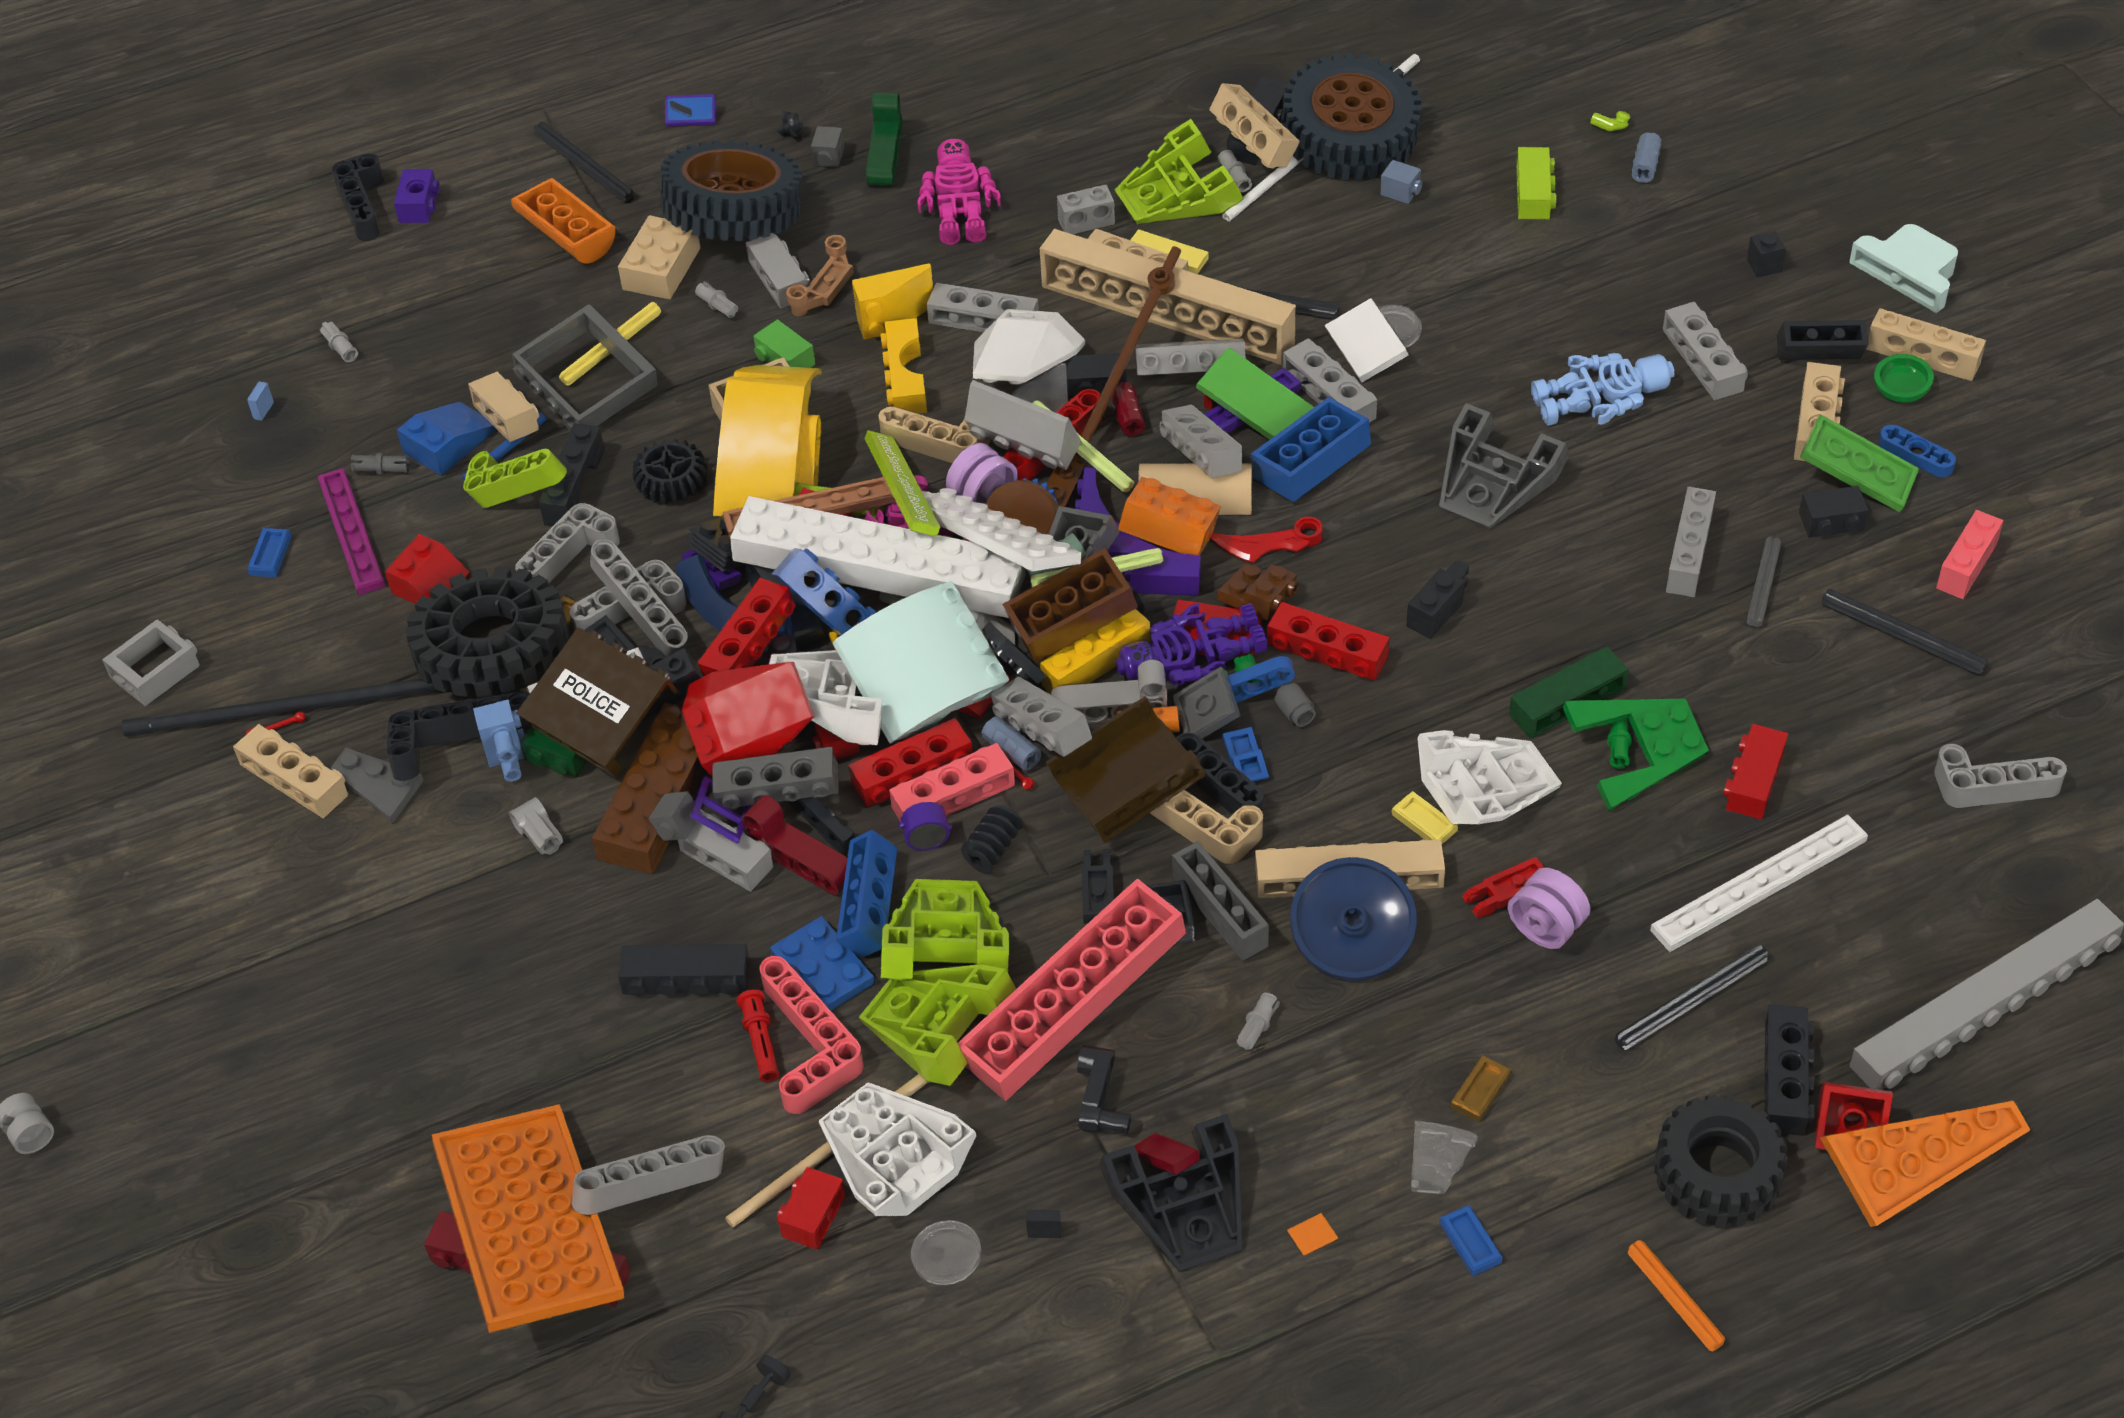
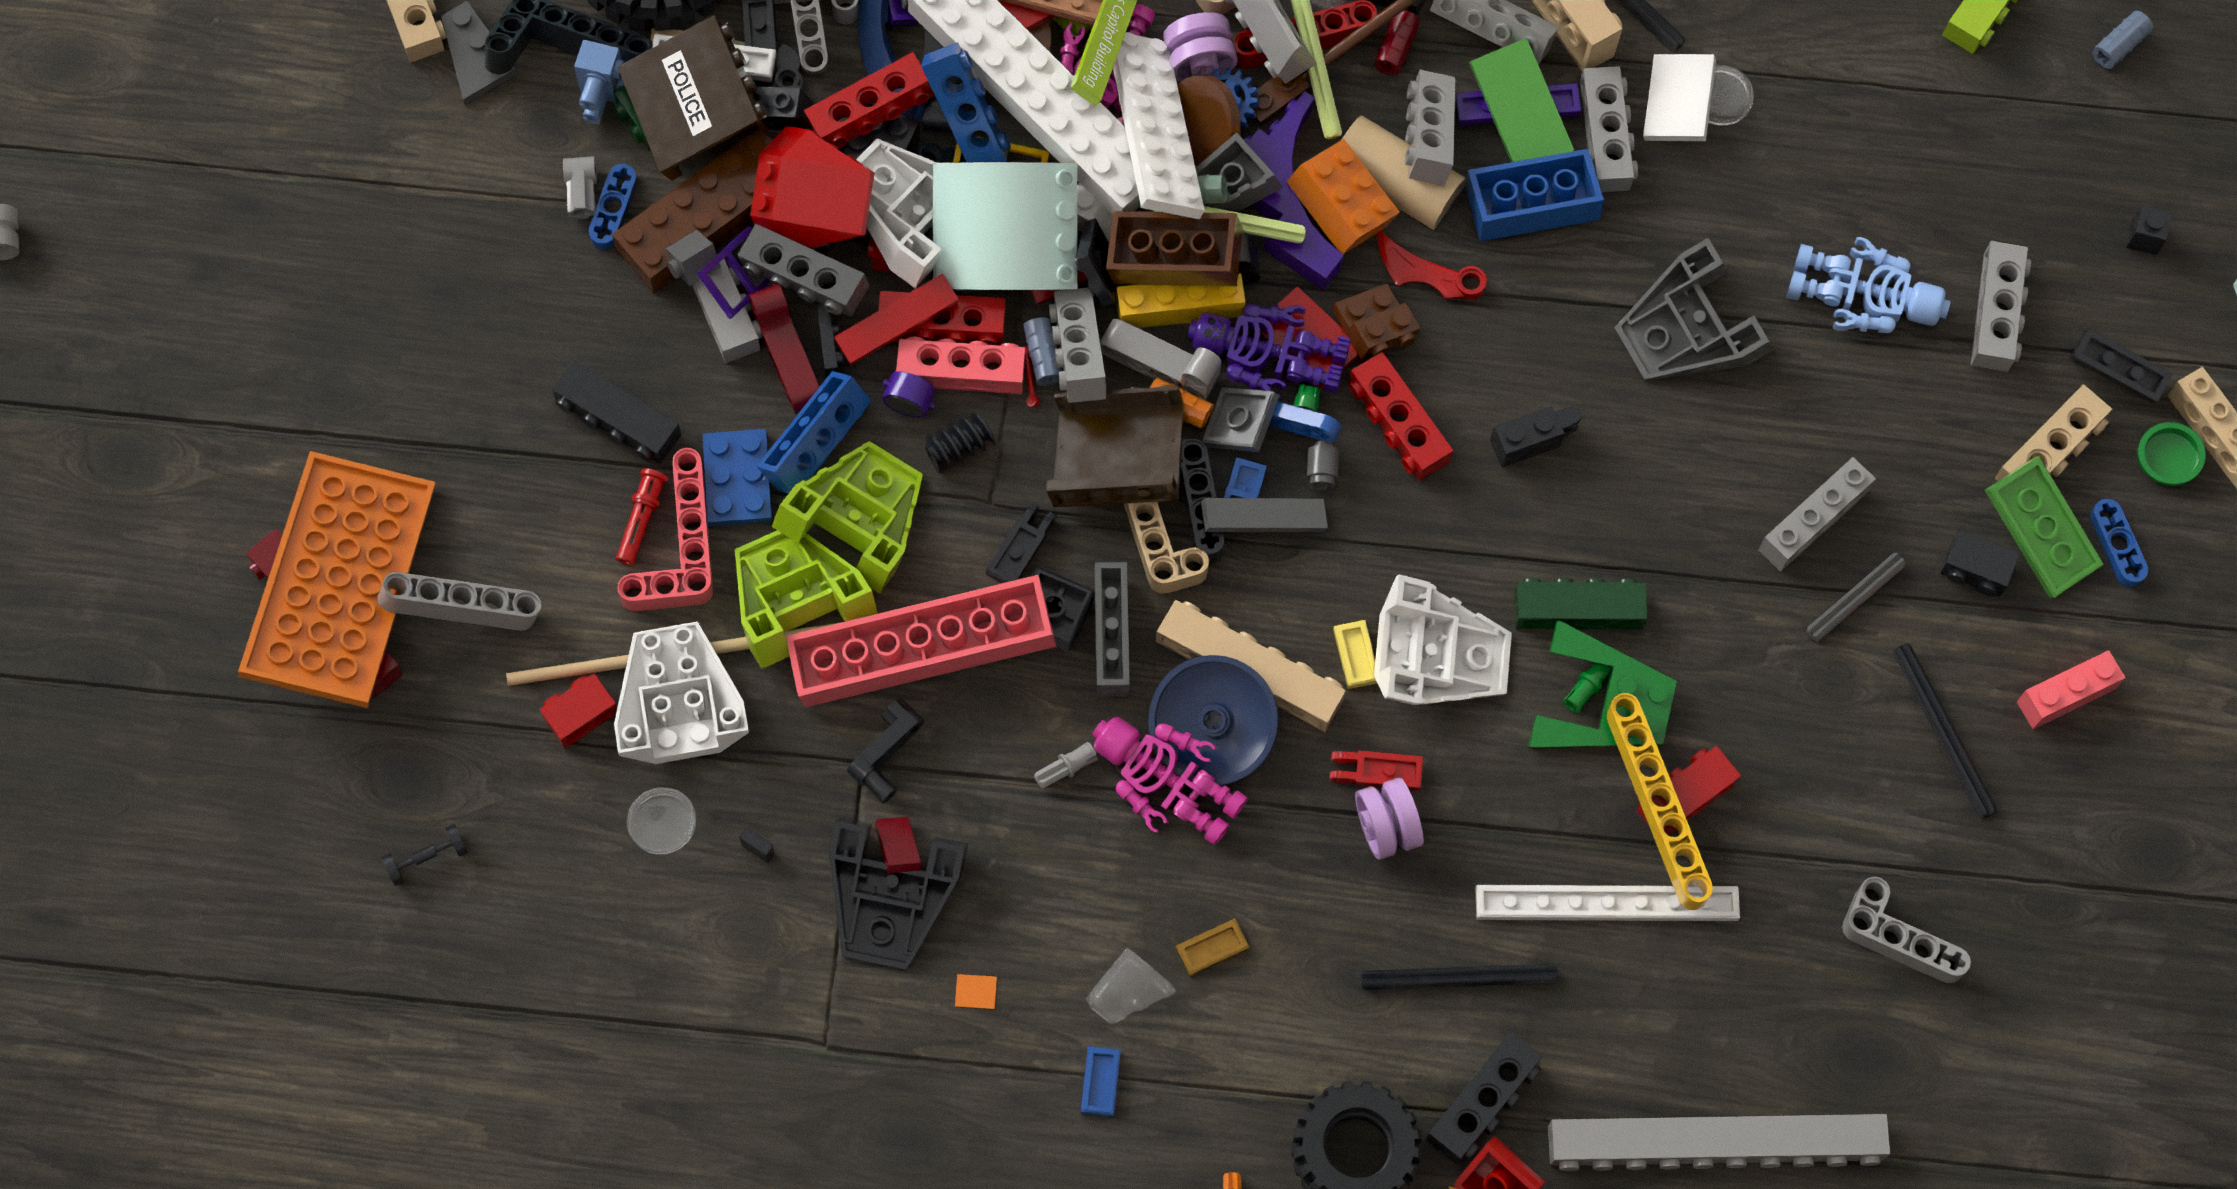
camera: 25 degrees right, 20 degrees up
(582, 836) = (609, 193): none -> blue beam
(877, 775) = (896, 319): none -> red tile
(1277, 758) = (1264, 515): none -> dark grey tile
(1289, 978) = (1120, 743): none -> dark pink piece
(1747, 778) = (1657, 816): none -> yellow beam

